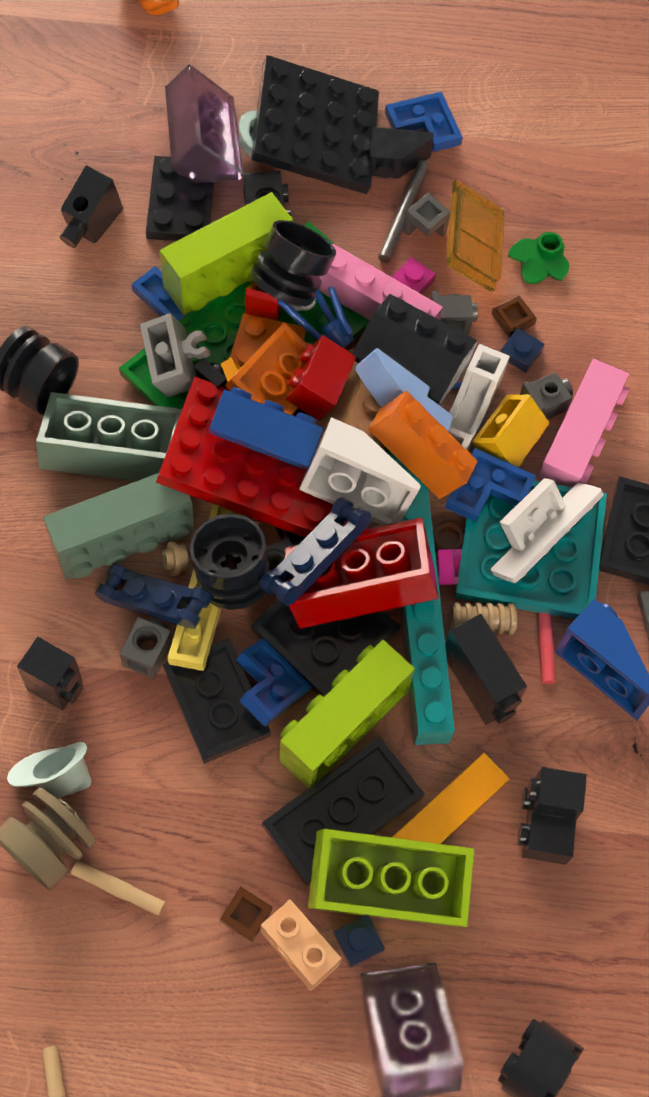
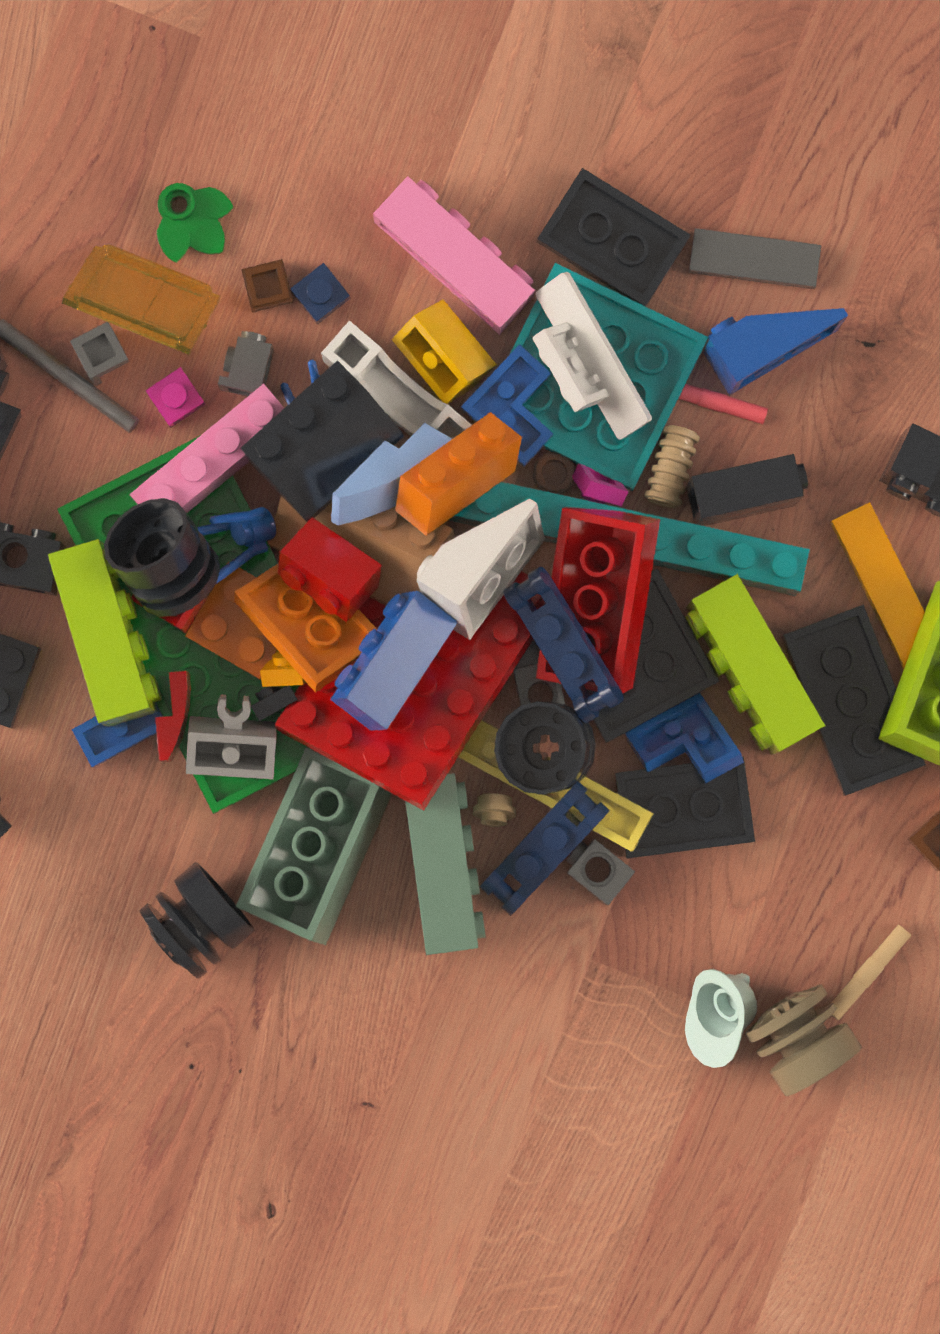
camera: 70 degrees left, 20 degrees up
(51, 674) = (613, 989): black brick -> none
(196, 318) = (172, 728): none -> red slope
(550, 394) = (405, 302): dark grey brick -> none

